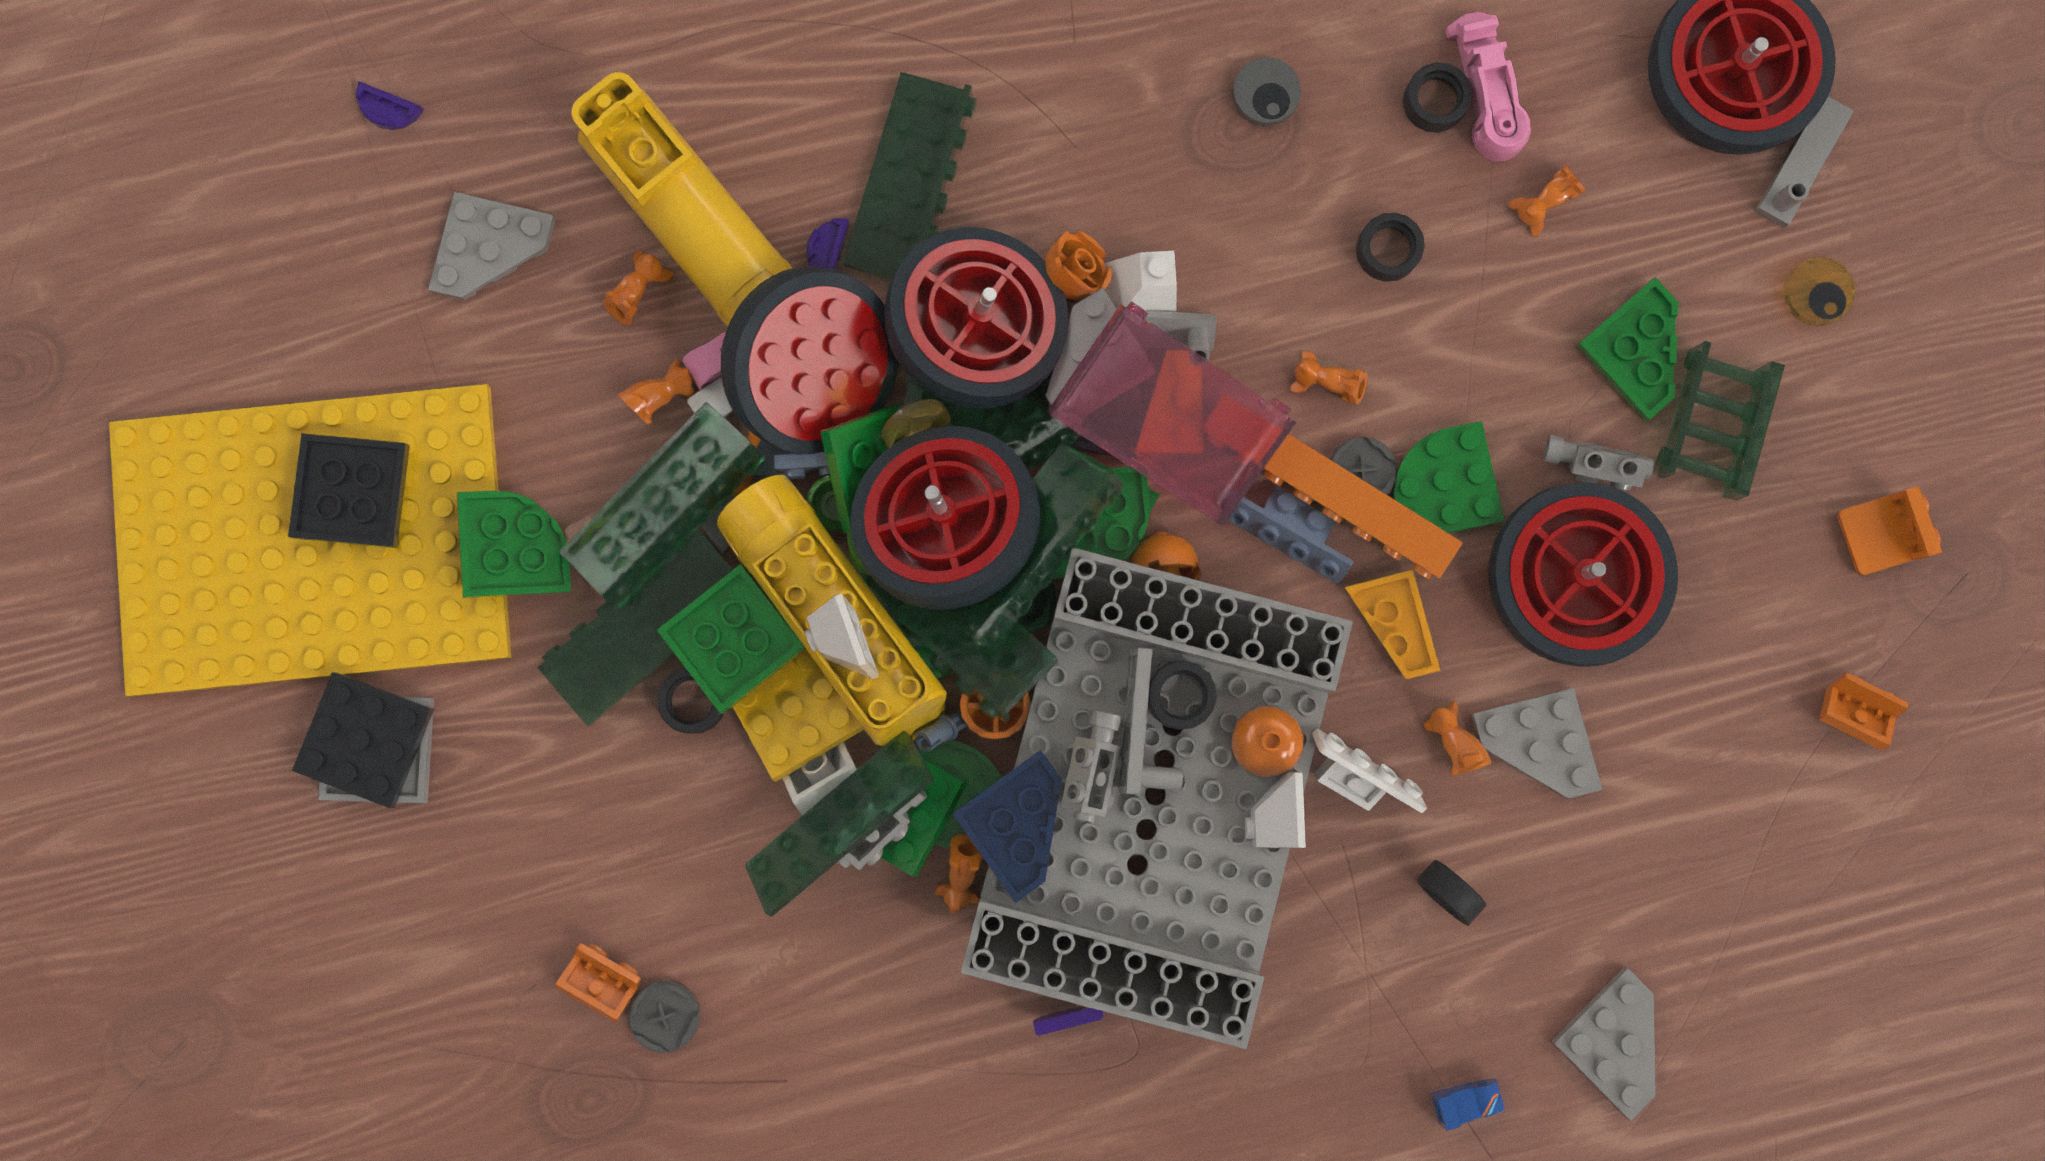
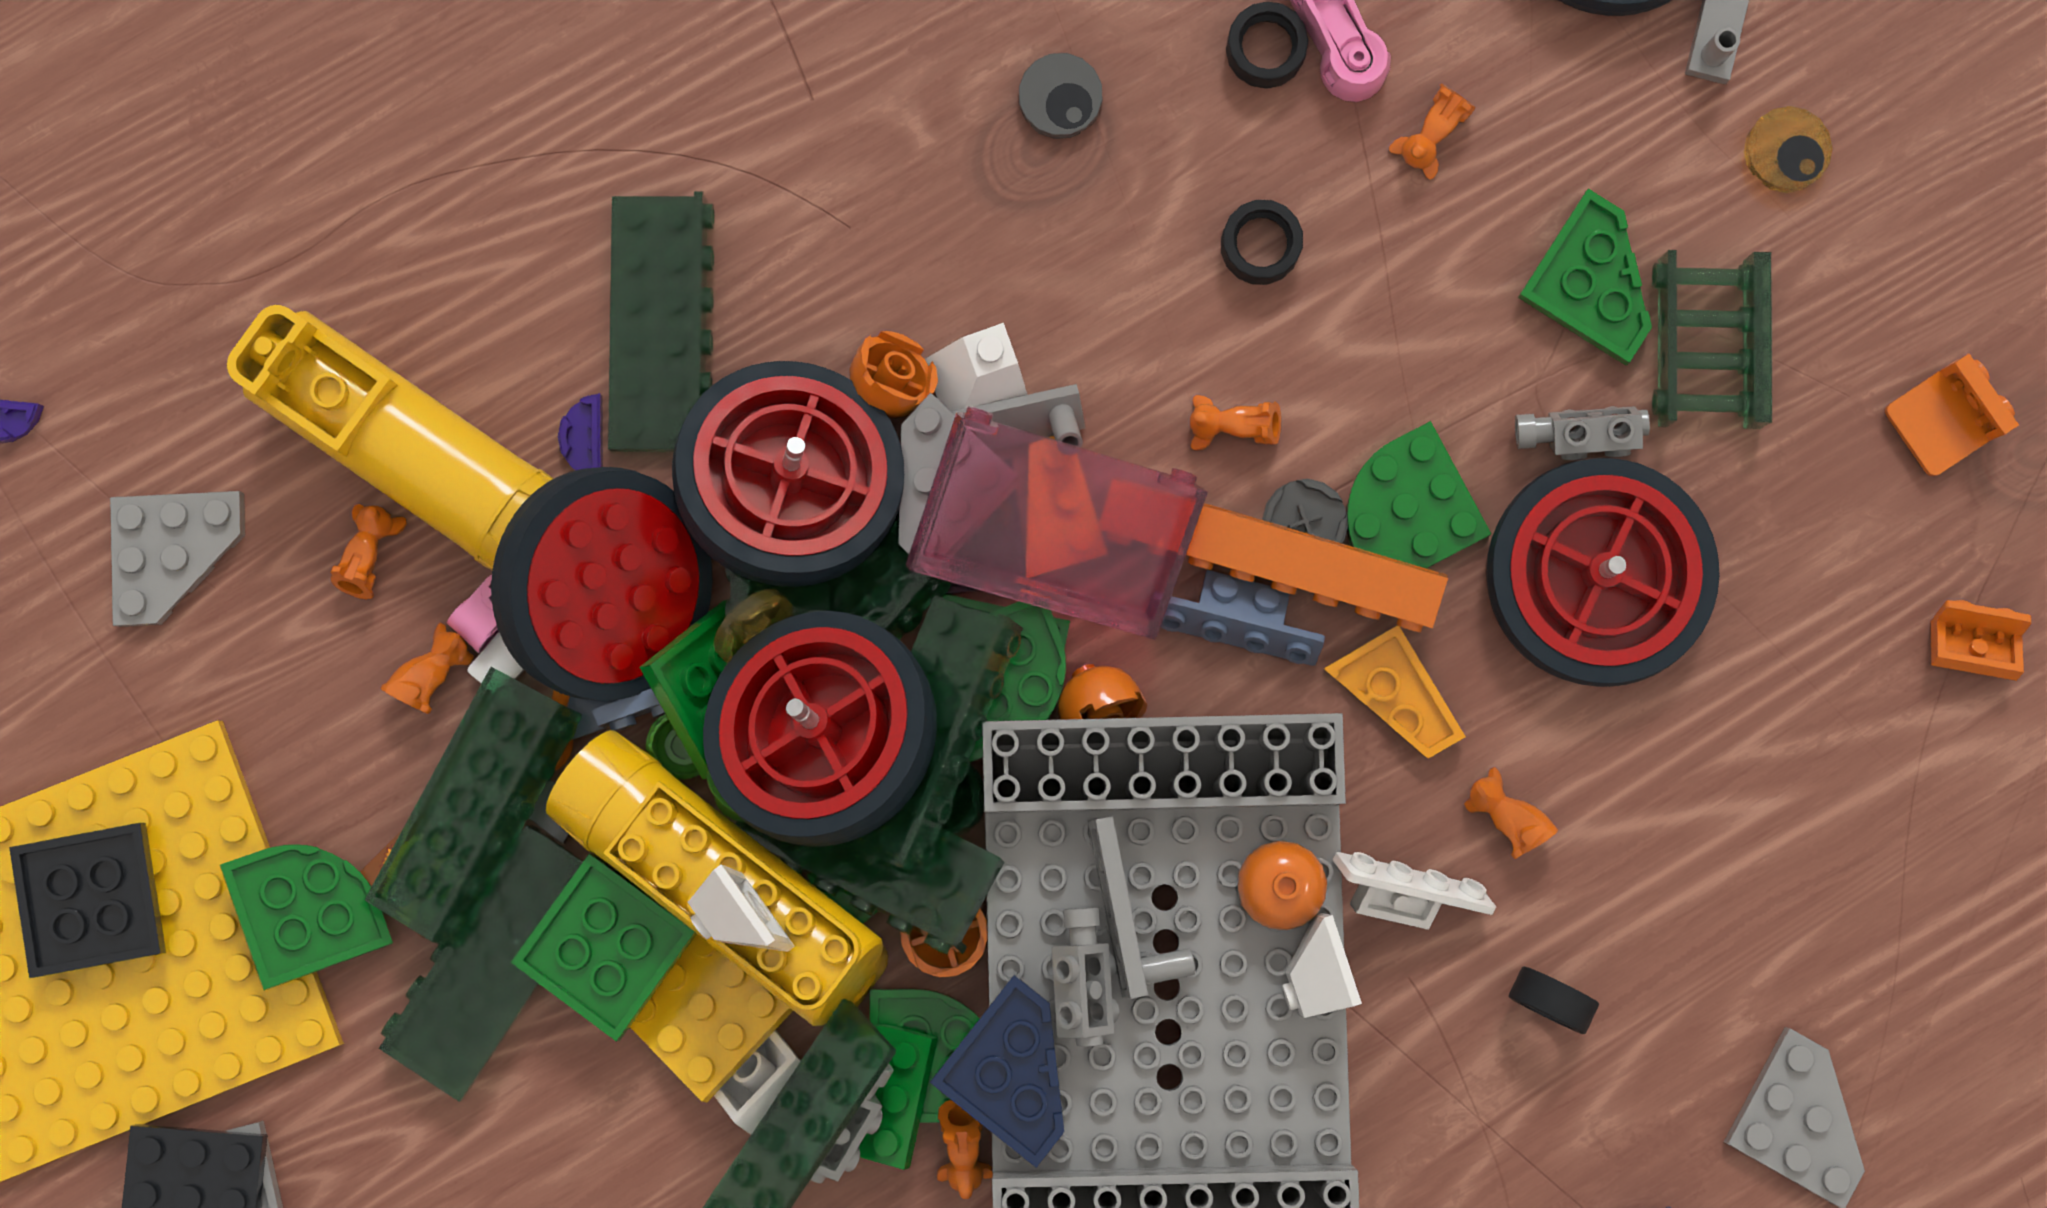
camera: 15 degrees left, 0 degrees up
(671, 718) = (554, 1058): black tyre -> none
(942, 730) = (890, 981): sand blue axle -> none
(1208, 691) = (1197, 867): black tyre -> none
(1543, 741) = (1611, 785): light grey plate -> none

